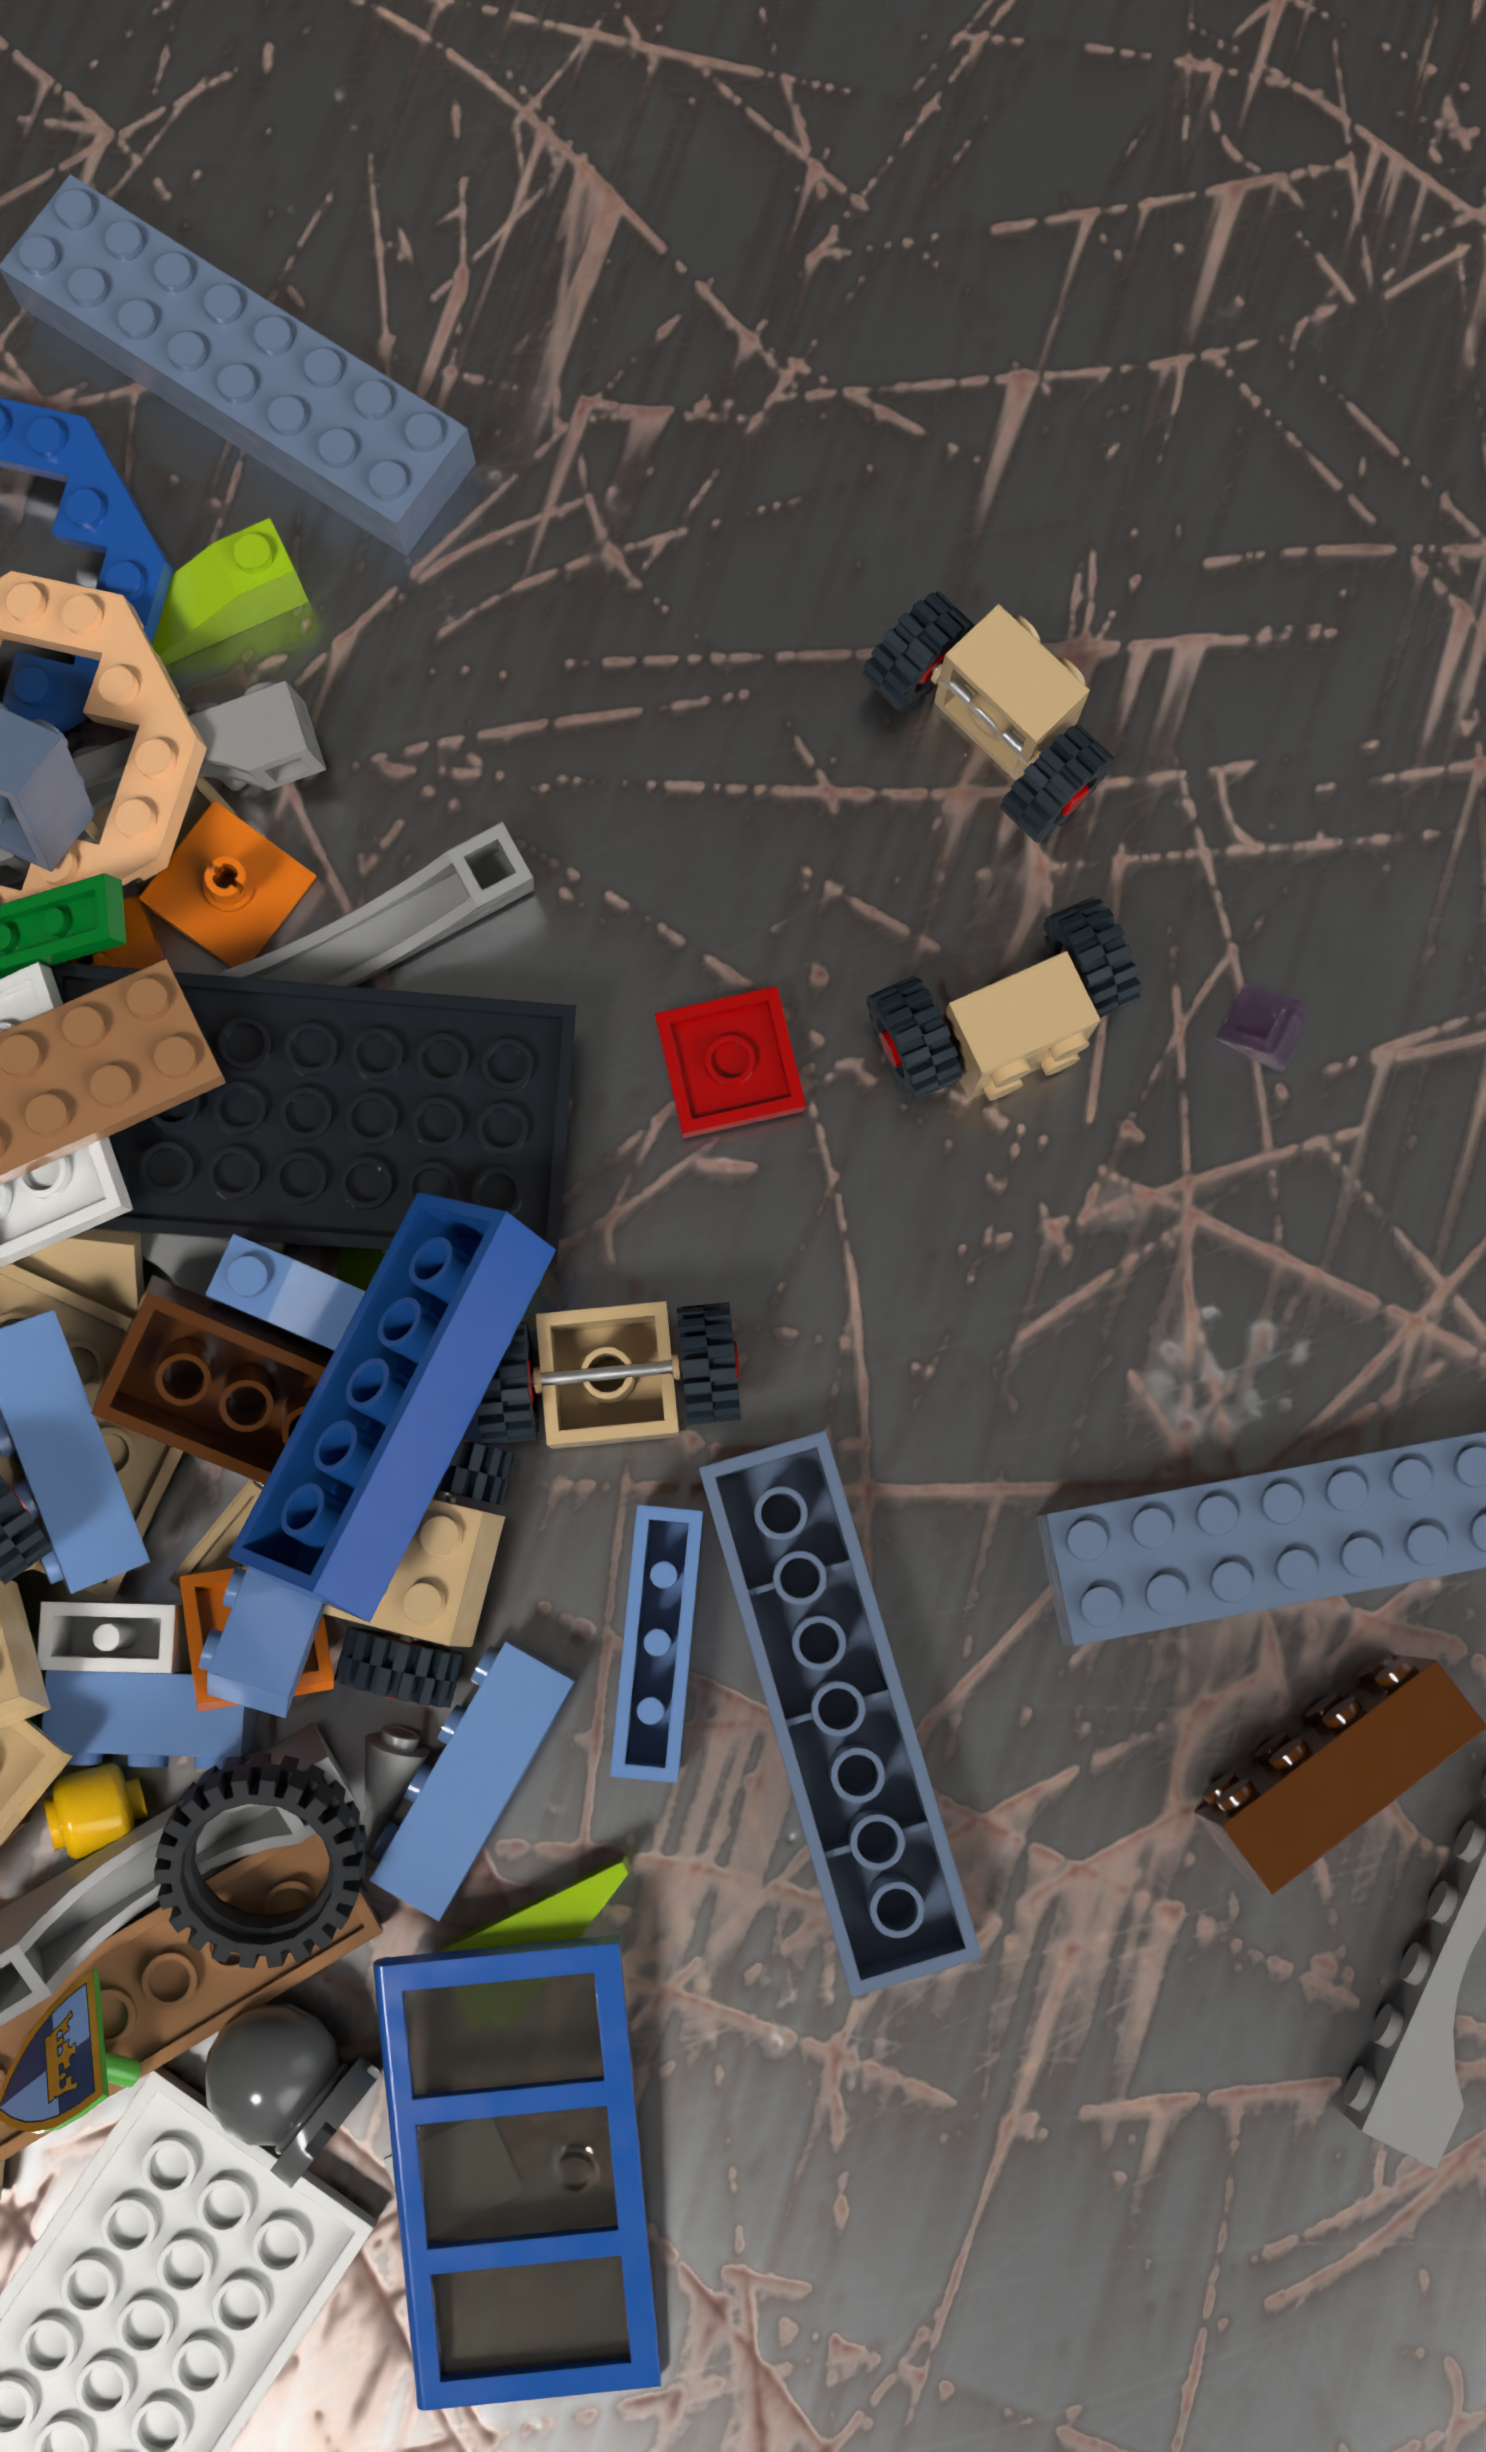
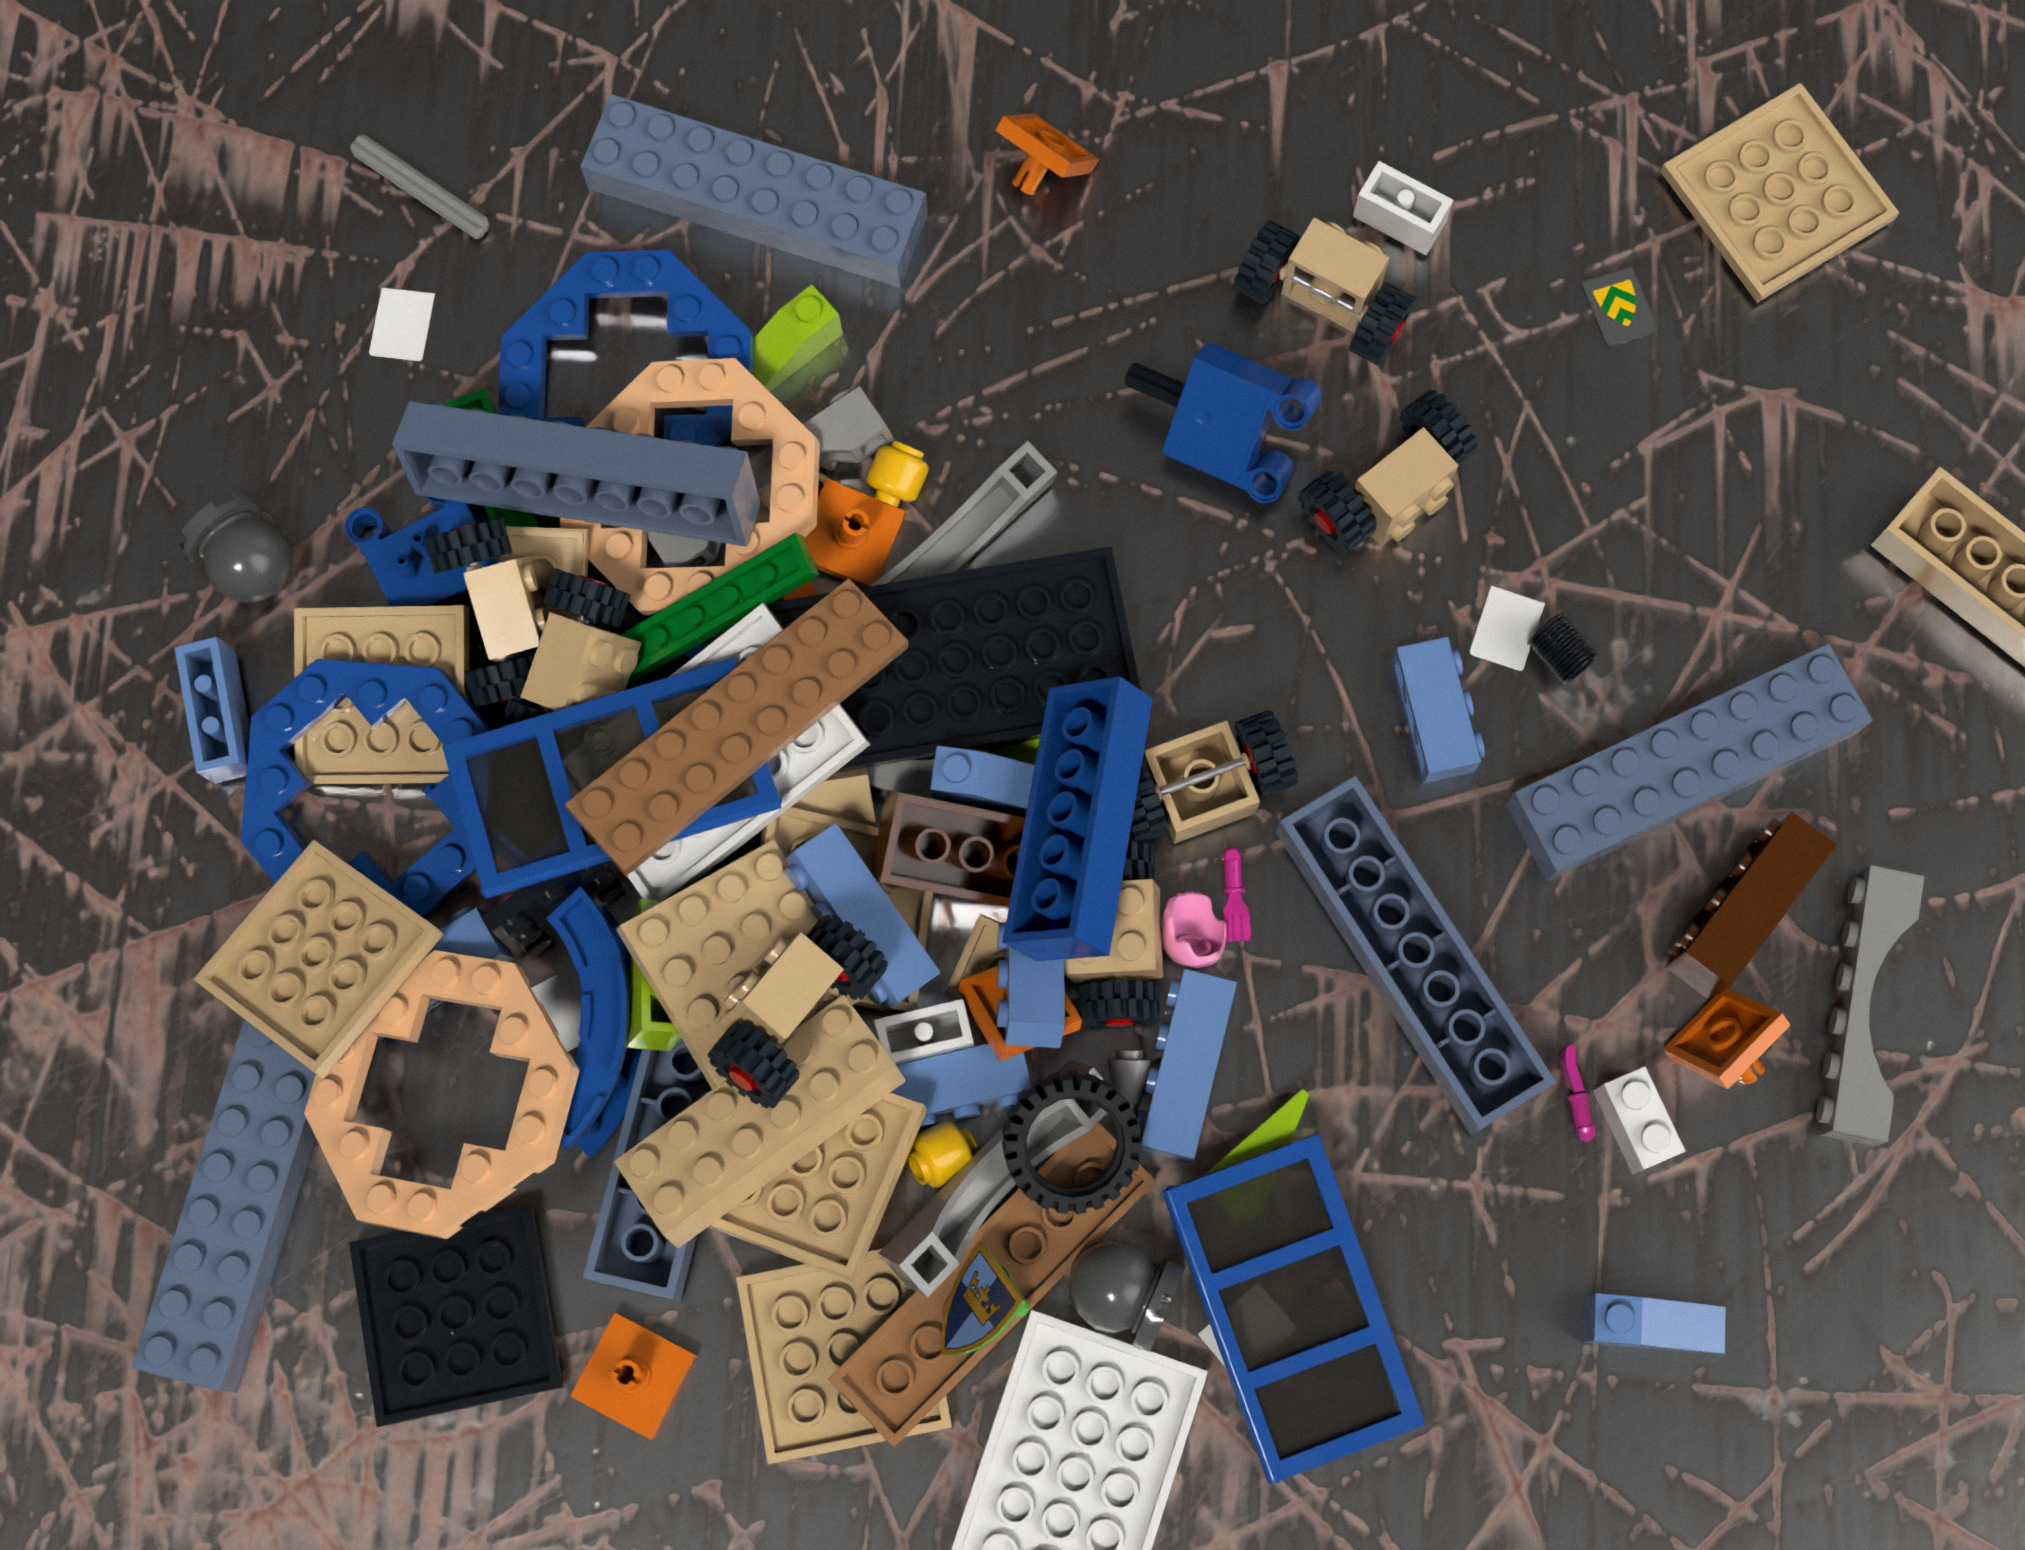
camera: 10 degrees left, 5 degrees down
(318, 819) = (897, 473): none -> yellow head
(536, 1586) = (1192, 931): none -> bright pink hair
(611, 1570) = (1235, 910): none -> dark pink piece
(657, 1644) = (1283, 943): medium blue brick -> none
(658, 410) = (1046, 150): none -> orange tile
(730, 1062) = (1217, 561): red plate -> none
(794, 859) = (1226, 416): none -> blue piece
(977, 1358) = (1437, 709): none -> medium blue brick
(1015, 1971) = (1579, 1100): none -> dark pink piece
(1023, 2332) = (1654, 1323): none -> medium blue slope
(1089, 2034) = (1638, 1120): none -> white brick
(1111, 1264) = (1506, 627): none -> white sticker
(1135, 623) = (1402, 208): none -> white brick
(1179, 1318) = (1562, 648): none -> black piece
(1248, 1955) = (1727, 1039): none -> orange tile
(1265, 1026) = (1563, 447): clear purple slope -> none
(1404, 844) = (1620, 306): none -> dark grey sticker

